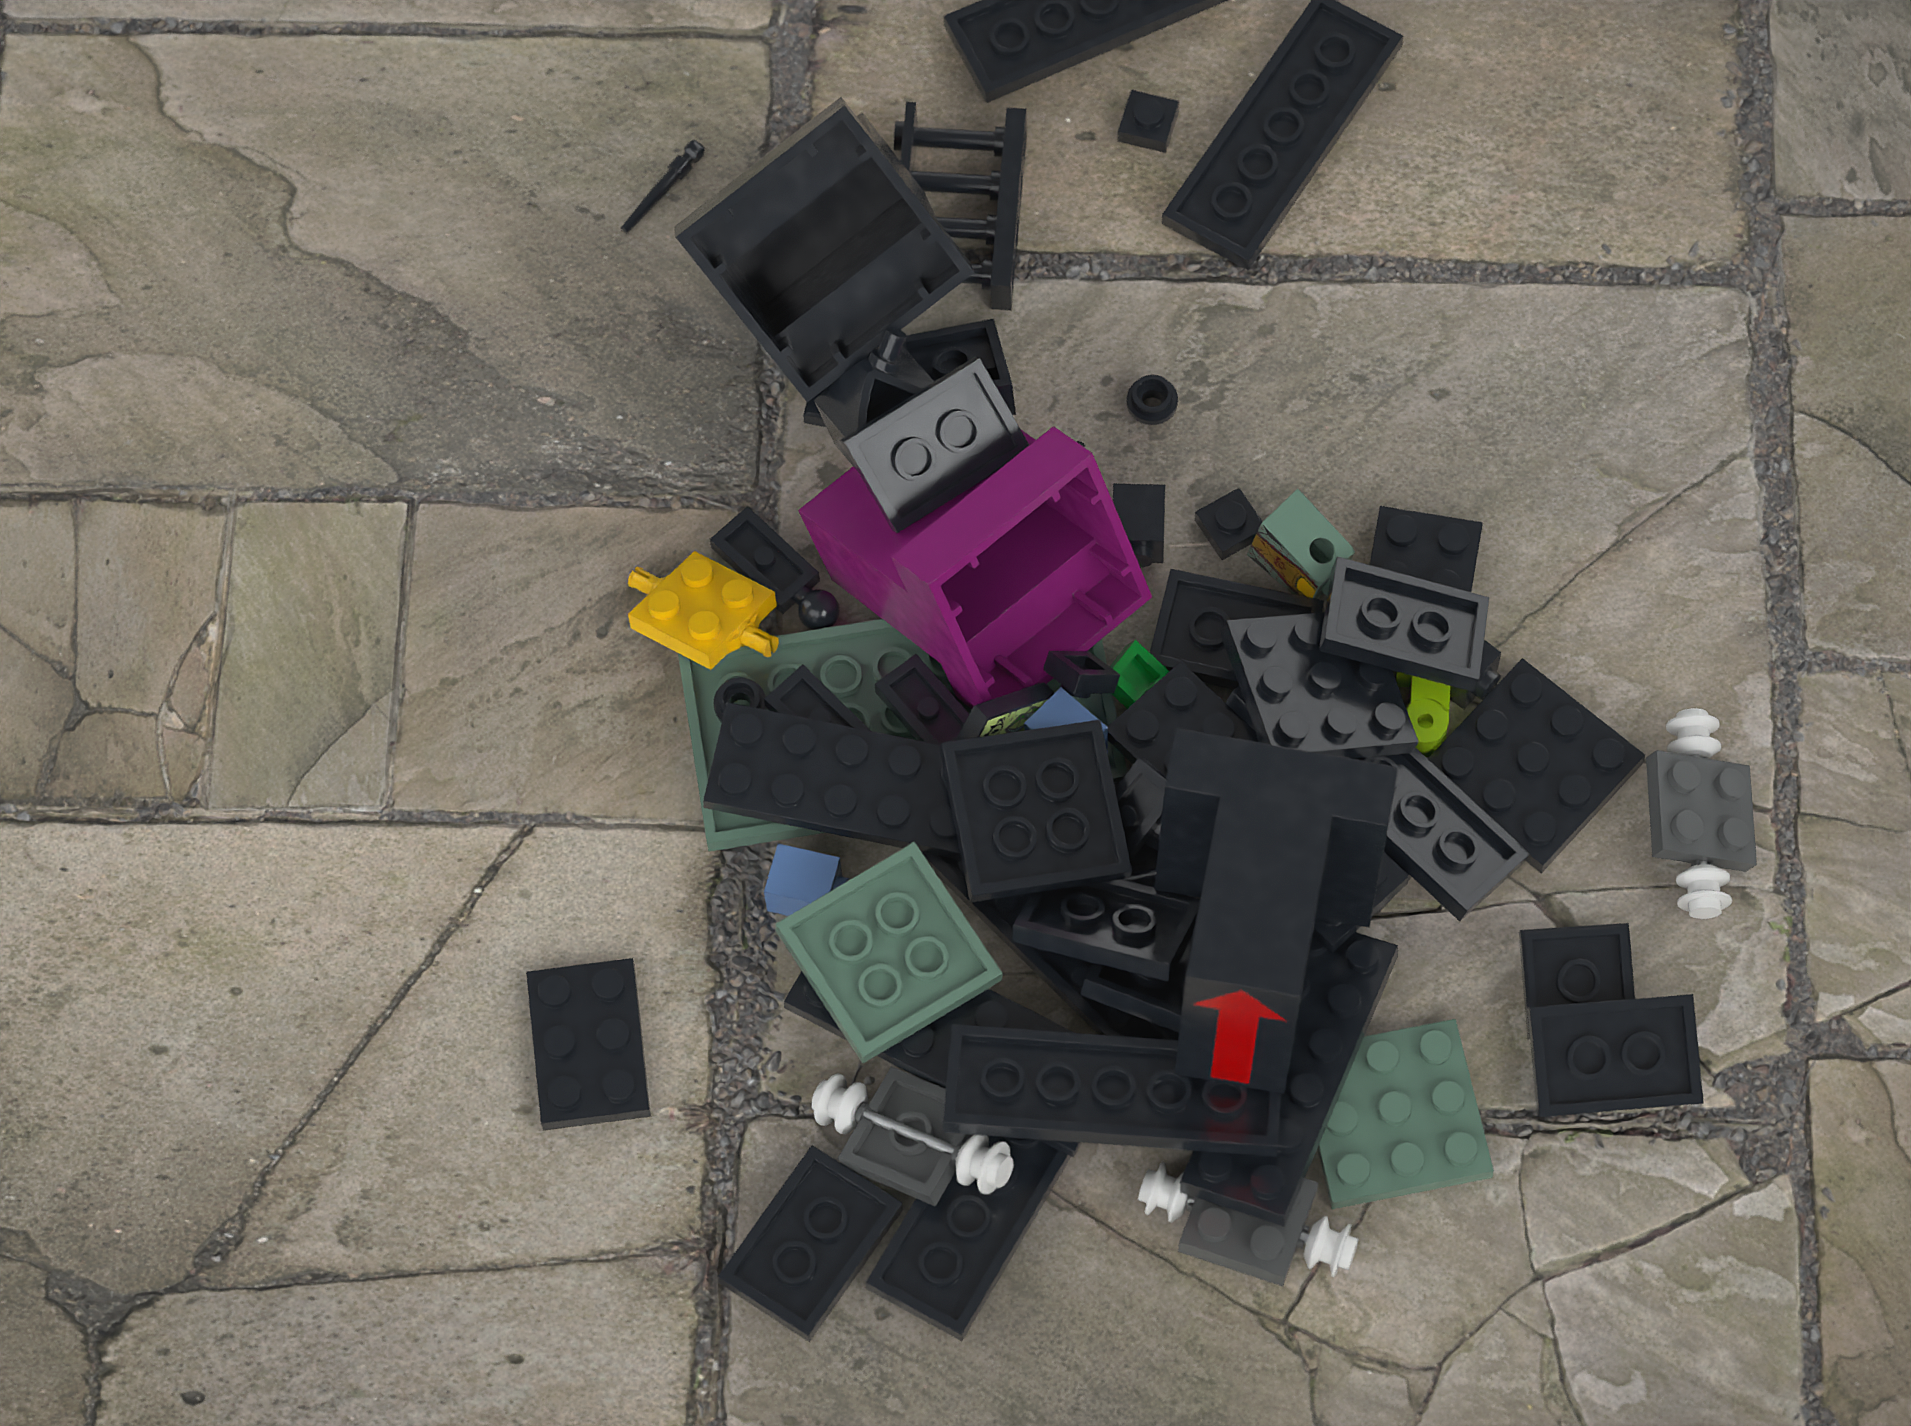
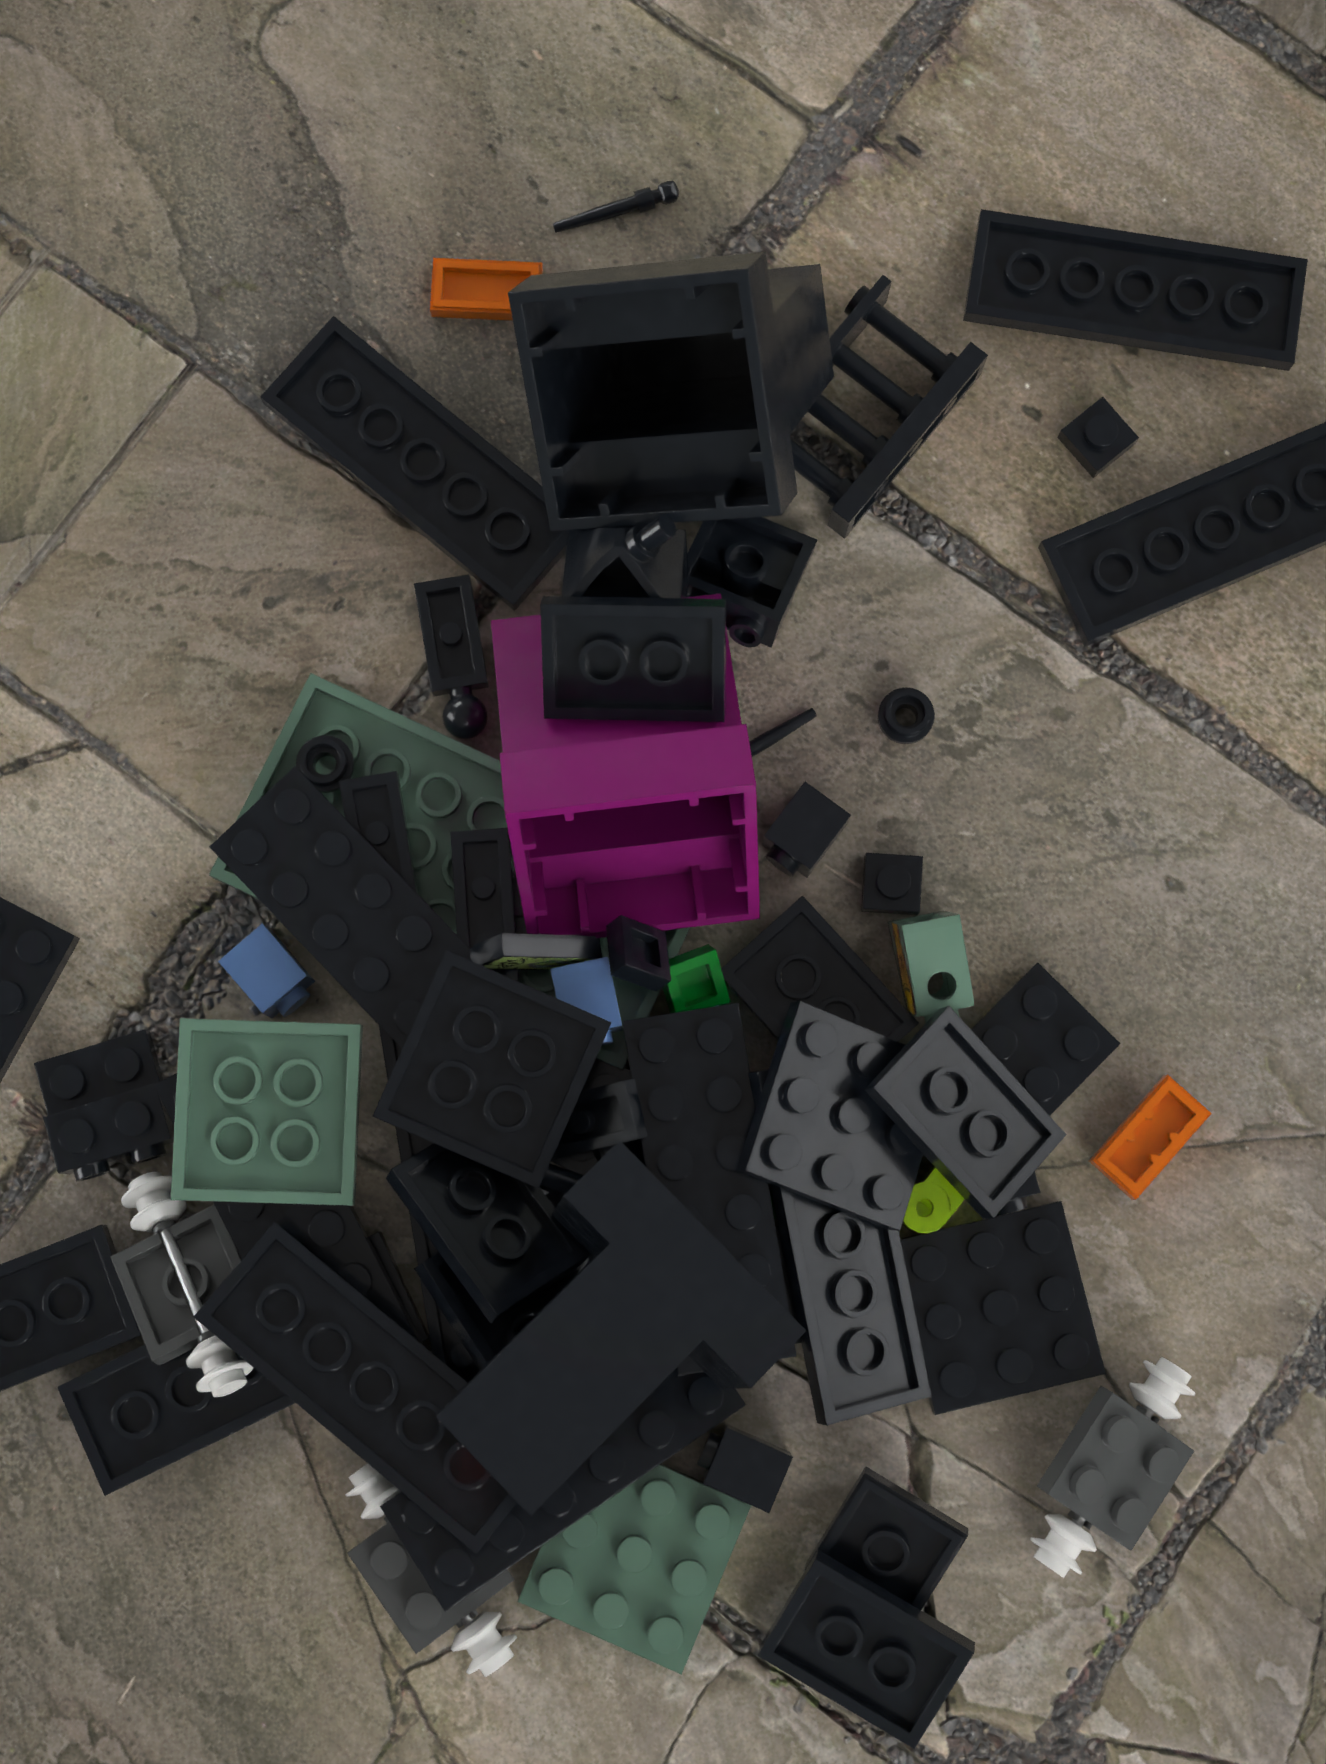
camera: 30 degrees right, 15 degrees up
(605, 304) = (476, 287): none -> orange tile
(650, 452) = (419, 461): none -> black plate
(703, 610) = (359, 649): yellow plate -> none
(749, 1064) = (104, 1105): none -> black plate
(1430, 991) = (744, 1466): none -> black brick
(1553, 572) = (1150, 1137): none -> orange plate

